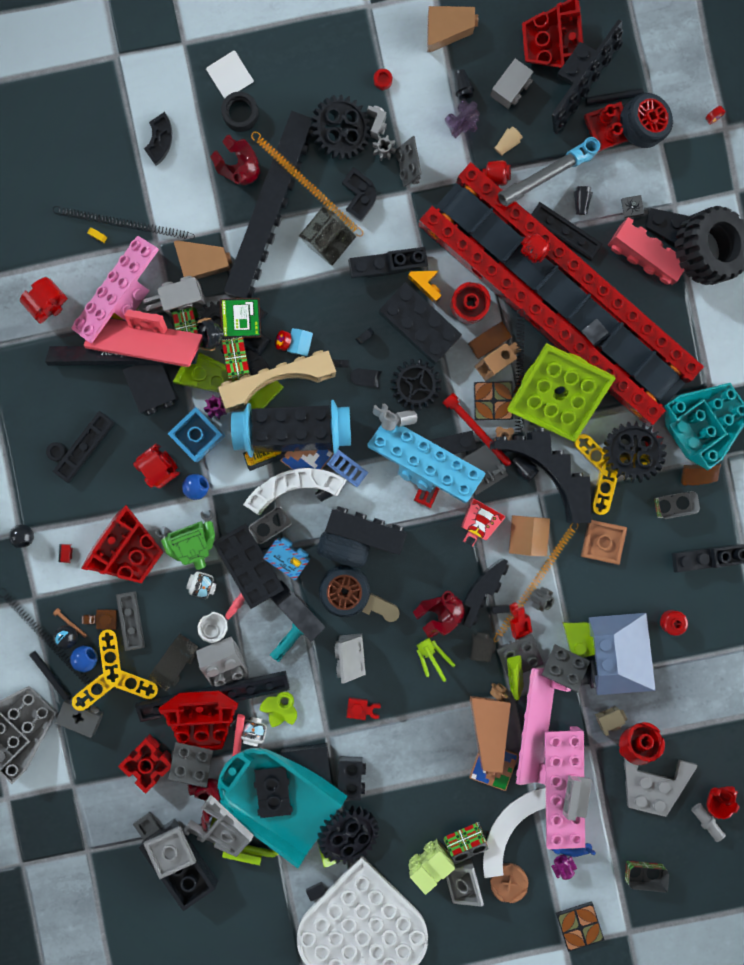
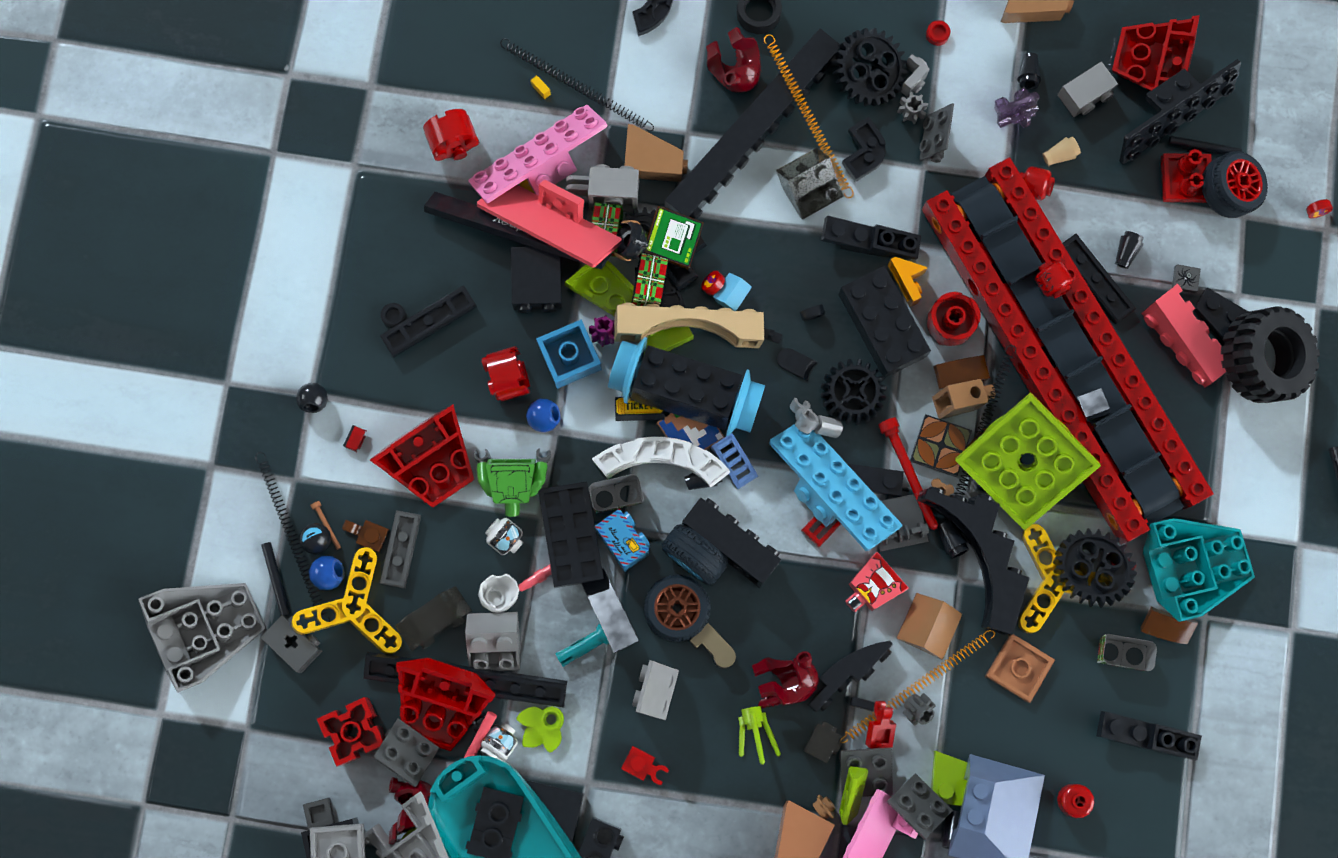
camera: 15 degrees right, 10 degrees down
(572, 159) = (1134, 196): dark grey piece -> none

